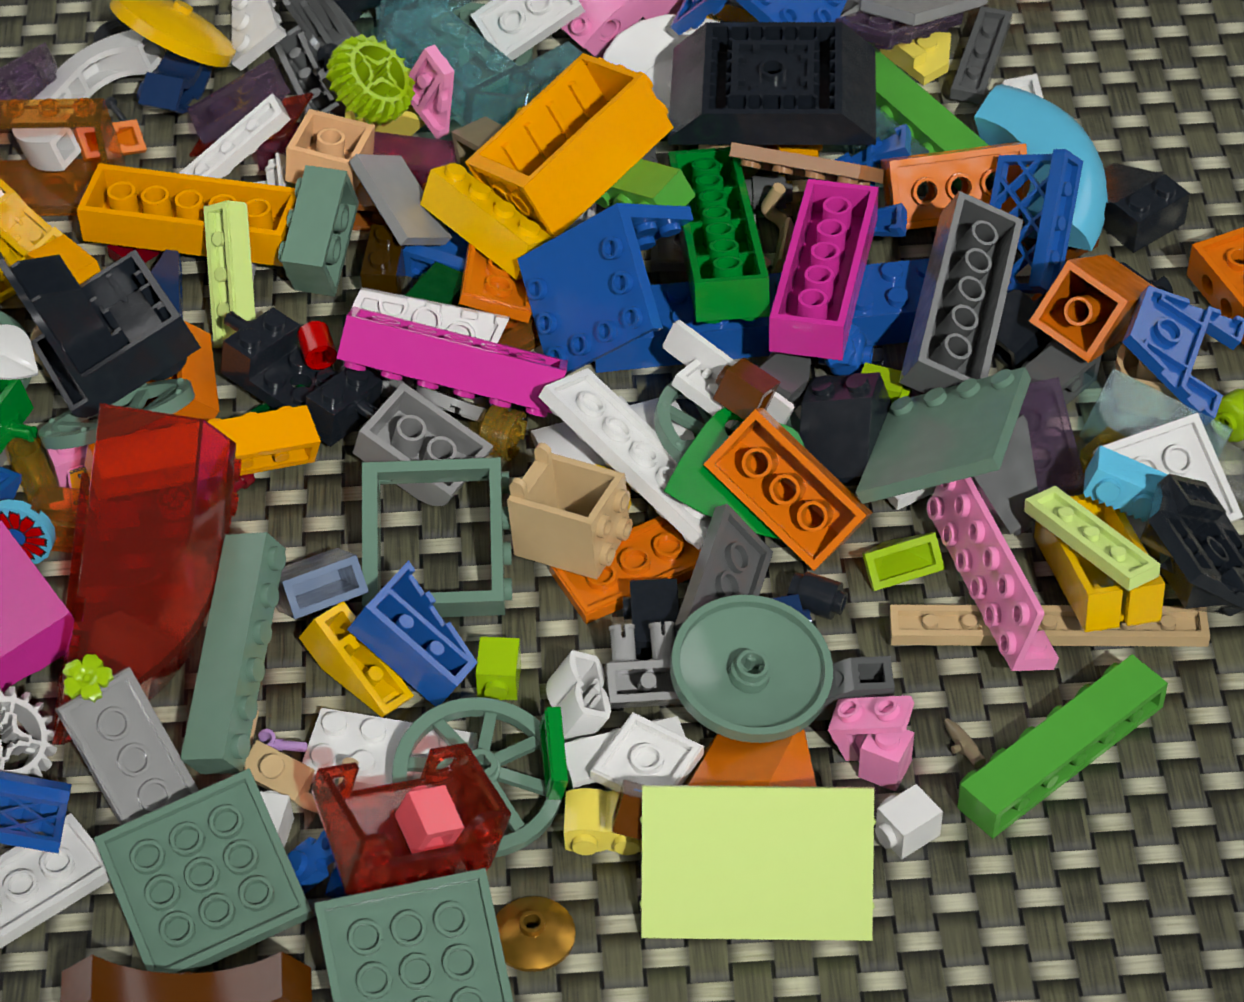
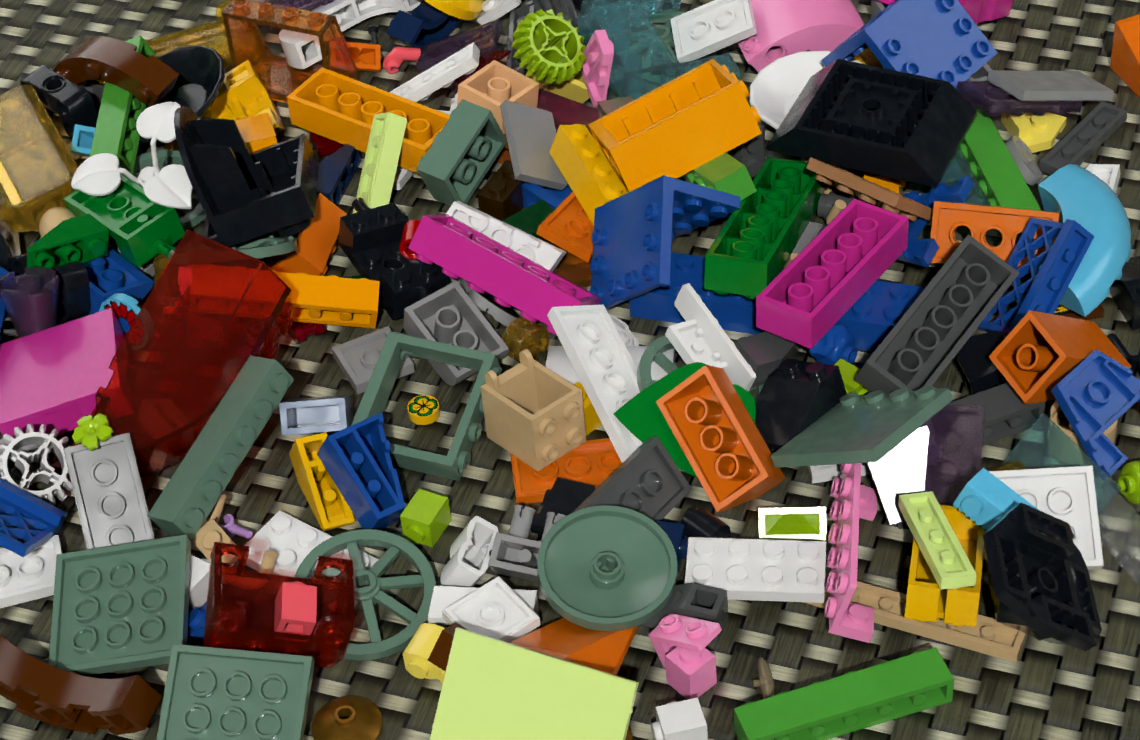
camera: 25 degrees right, 5 degrees down
(161, 128) = (398, 56): none -> coral arm
(328, 500) = (360, 355): none -> light grey plate
(422, 543) = (423, 409): none -> yellow tile
(553, 753) = (423, 590): green tile -> none
(745, 388) = (718, 348): reddish brown brick -> none
(901, 620) = (759, 568): none -> white plate
(934, 89) = (1024, 160): none -> light grey plate

